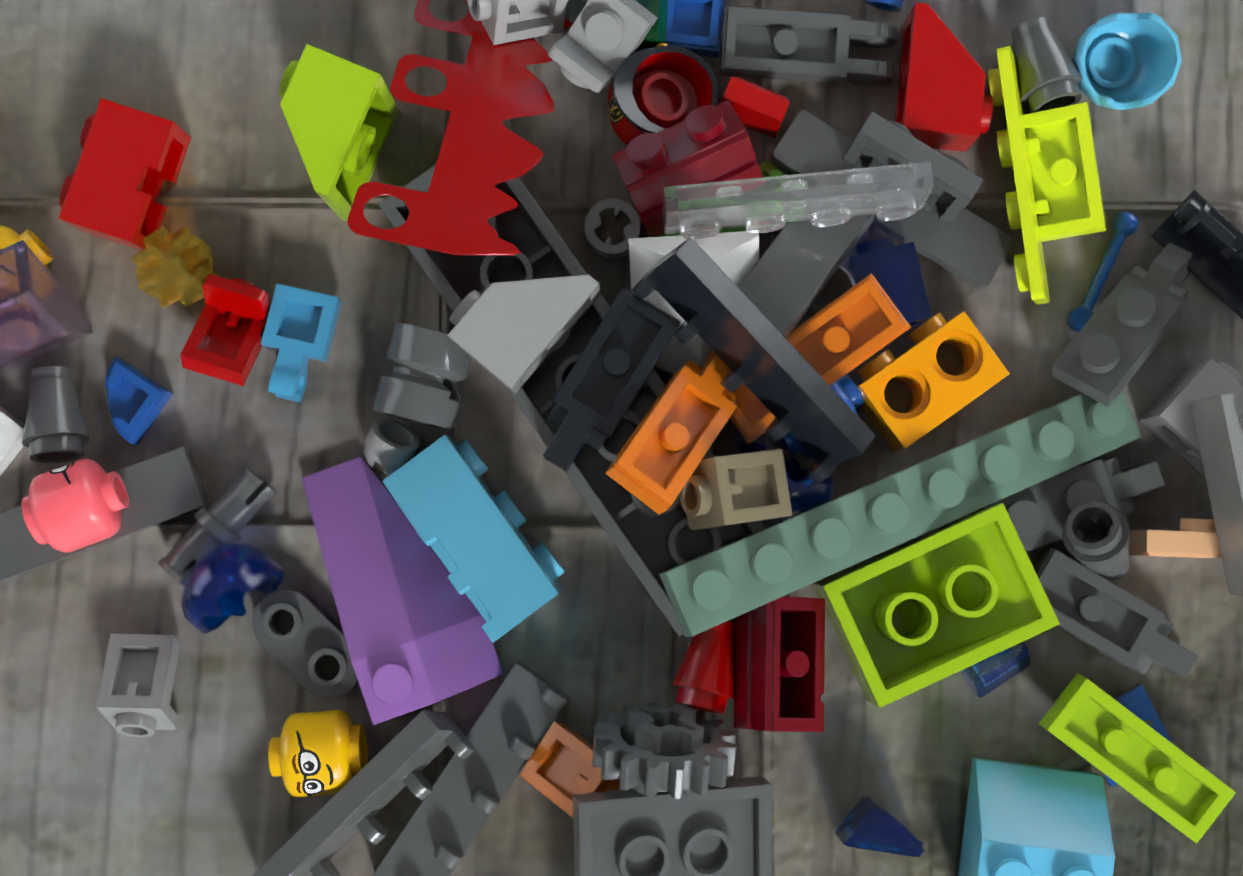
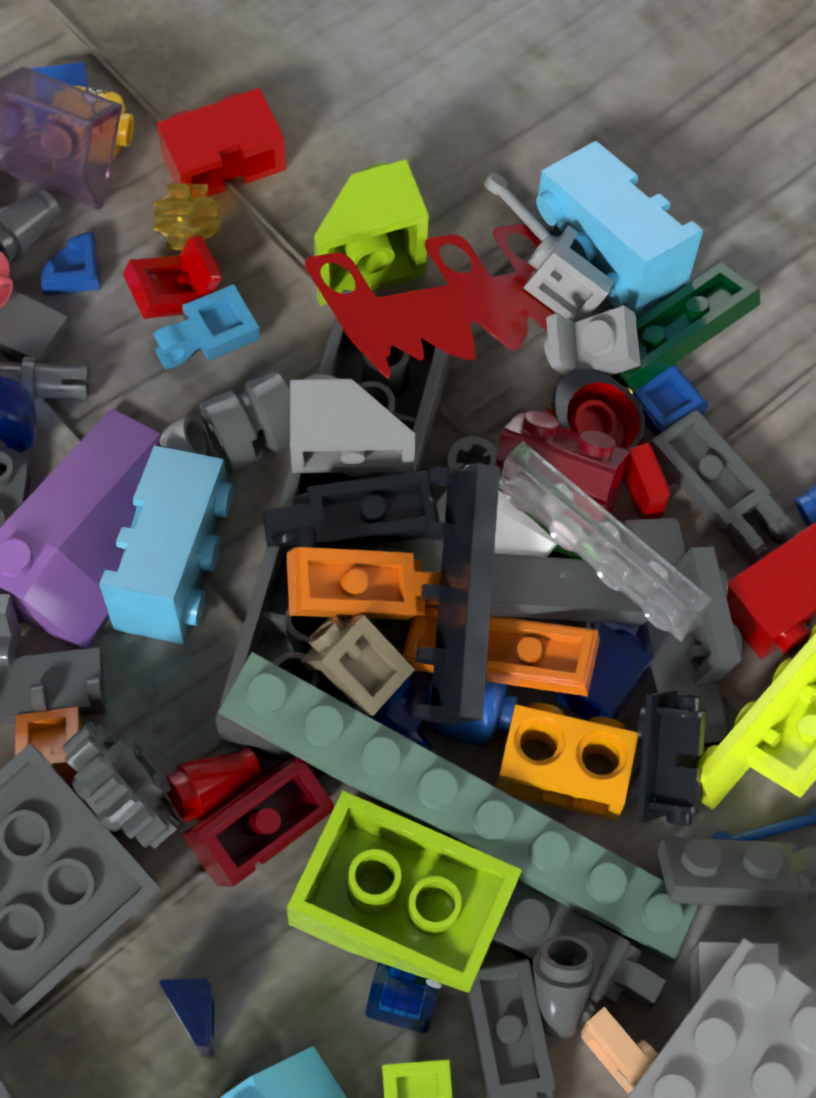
camera: 45 degrees right, 20 degrees down
(1010, 325) = (662, 786): none -> black hinge

